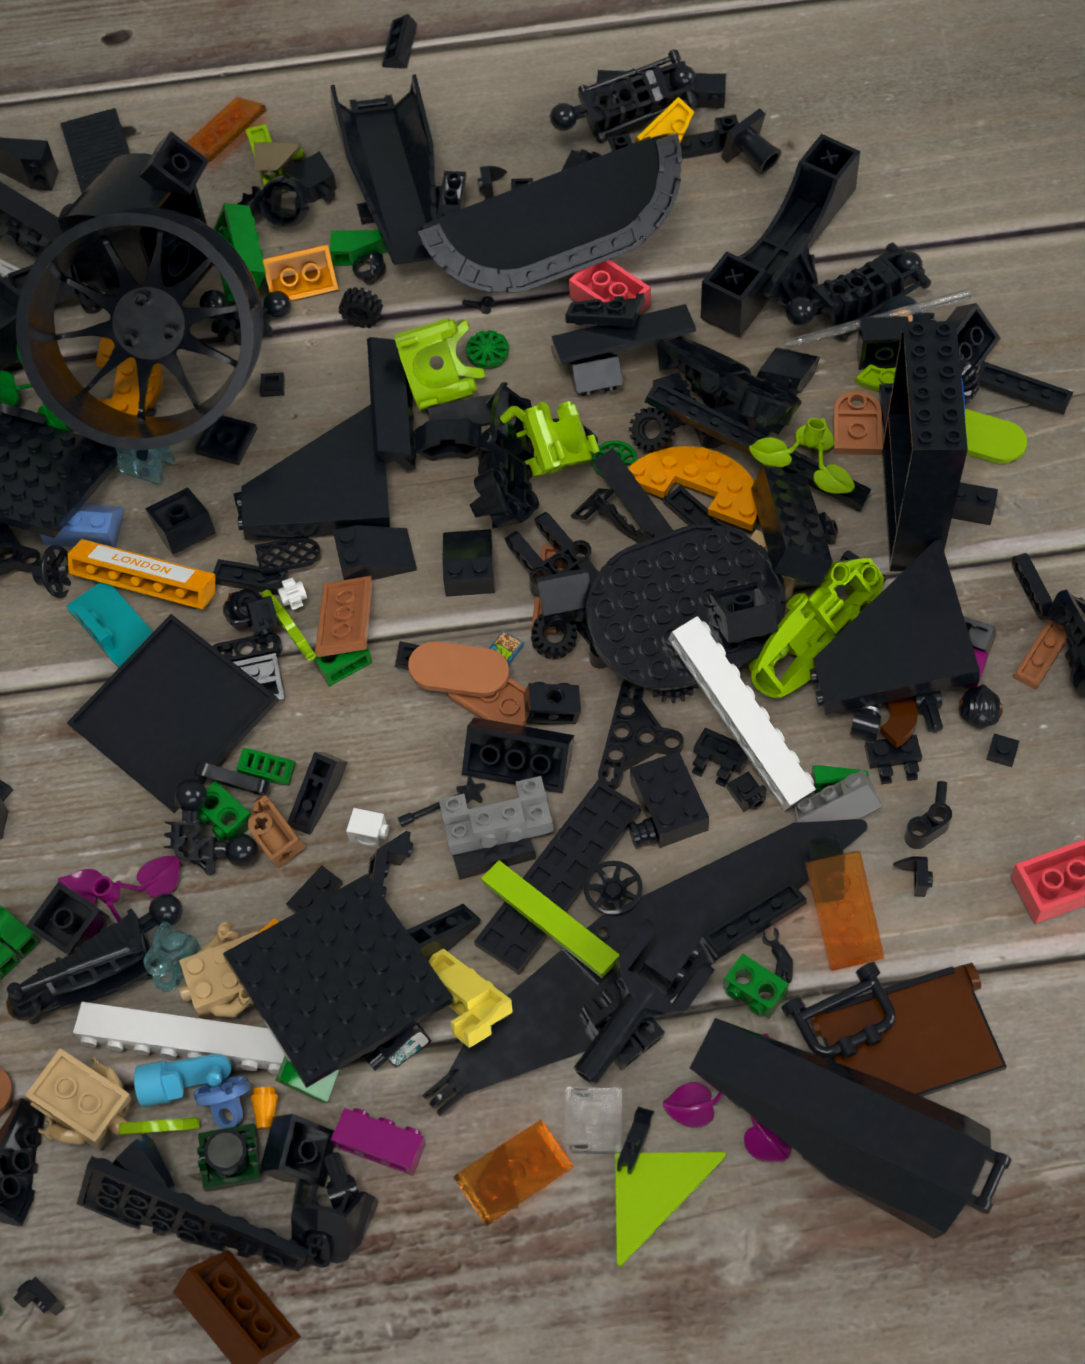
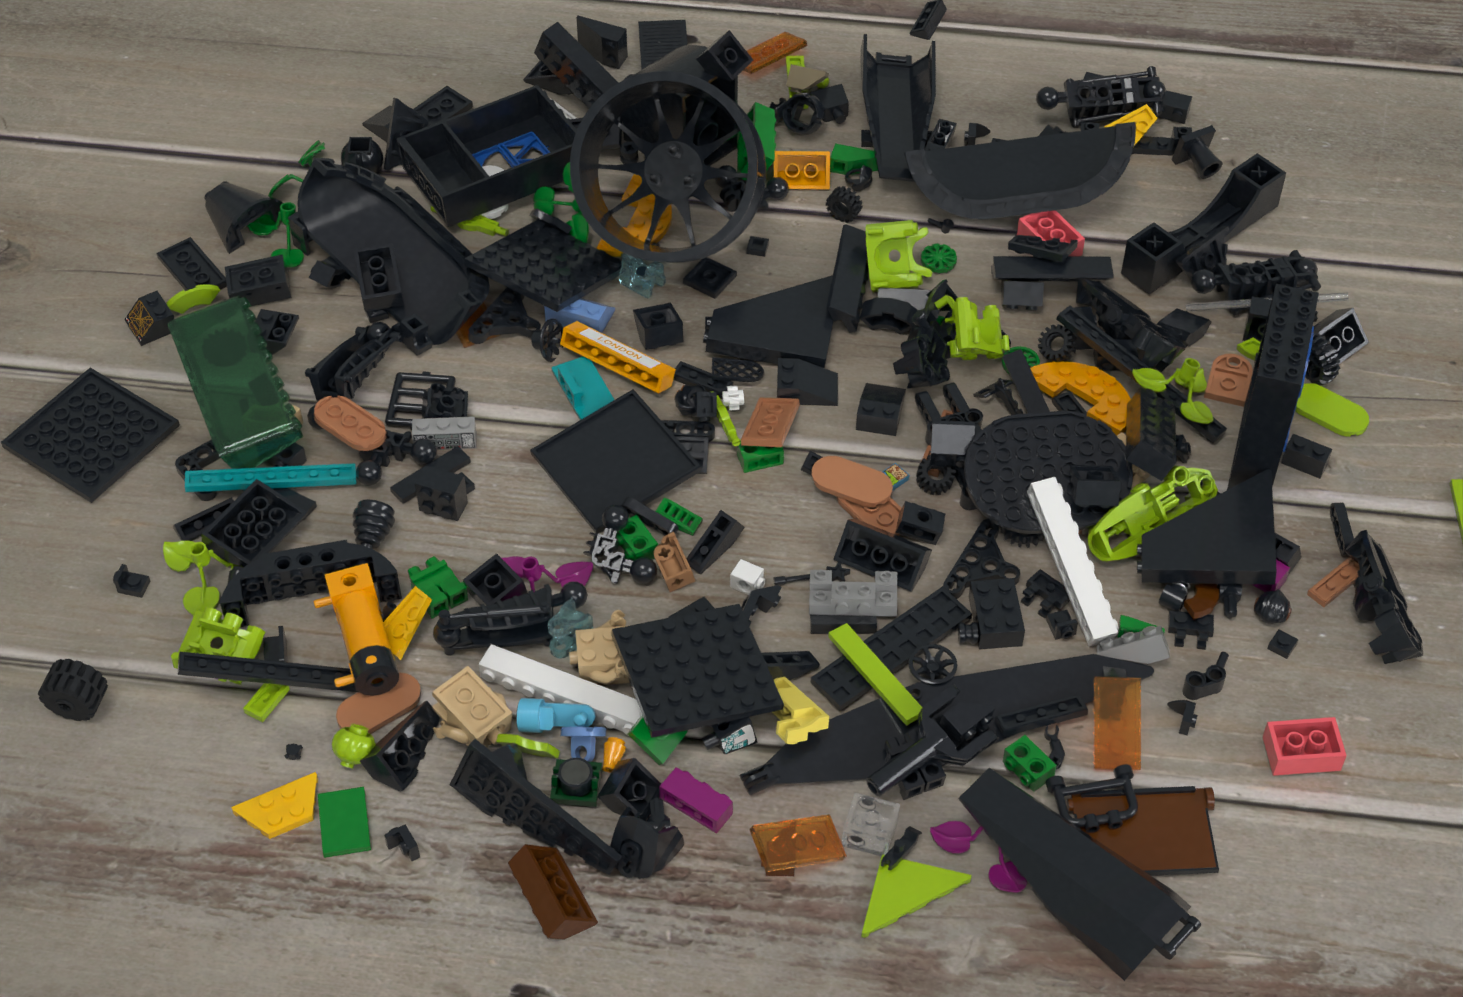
camera: 10 degrees right, 10 degrees down
(1024, 388) = (1377, 382): black plate -> none

